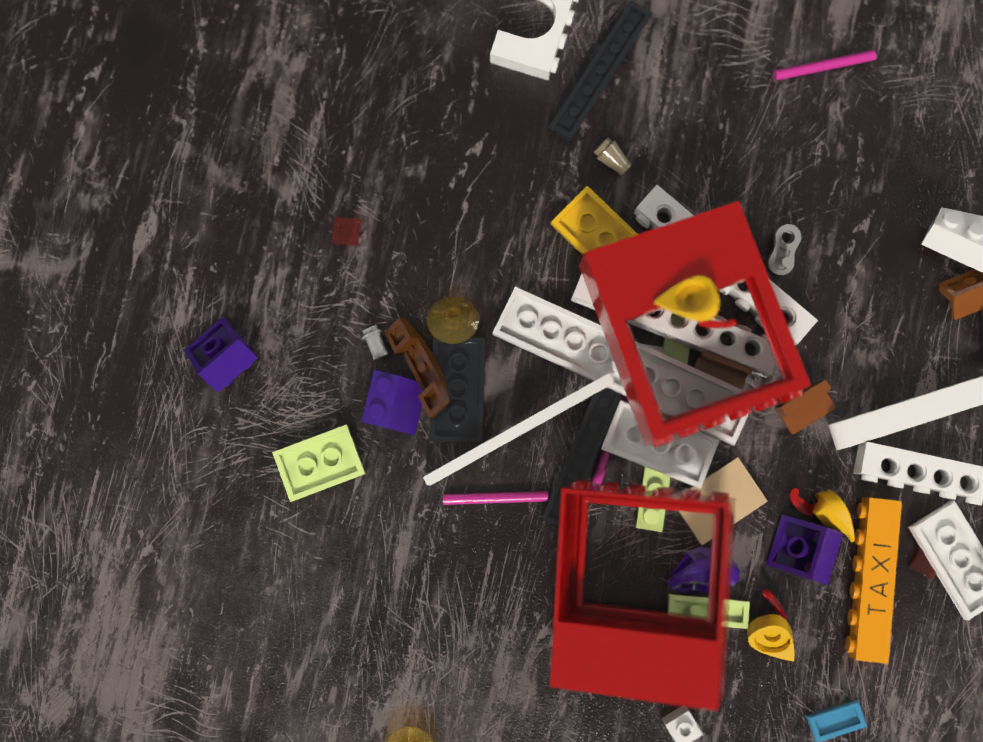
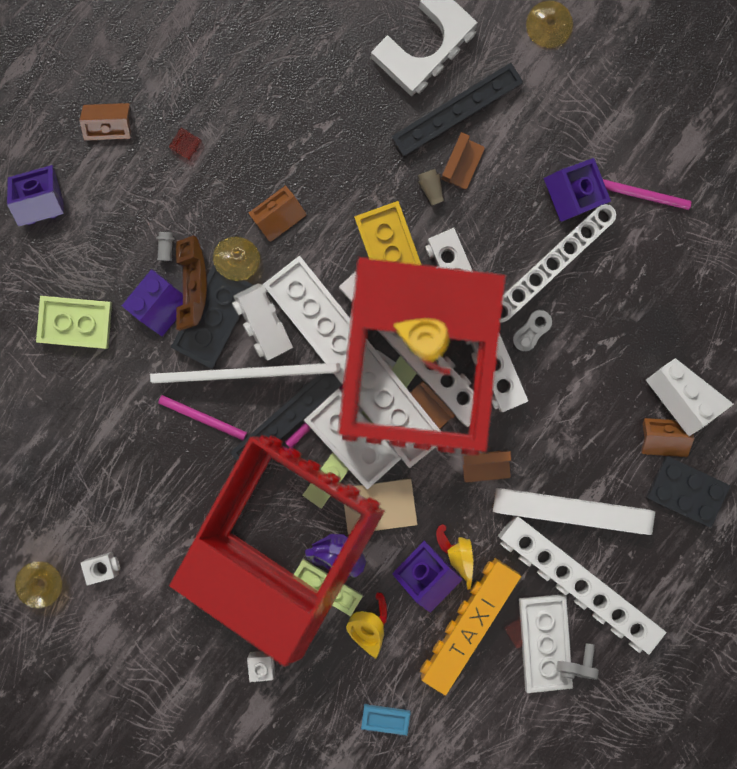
camera: 20 degrees right, 5 degrees up
(257, 247) = (105, 121): none -> dark orange panel
(460, 715) = (91, 572): none -> white brick
(472, 255) = (277, 213): none -> dark orange panel
(511, 369) = (262, 322): none -> white wedge
(630, 118) = (462, 162): none -> dark orange panel
(757, 91) = (577, 189): none -> dark purple slope
(775, 163) = (561, 257): none -> white beam

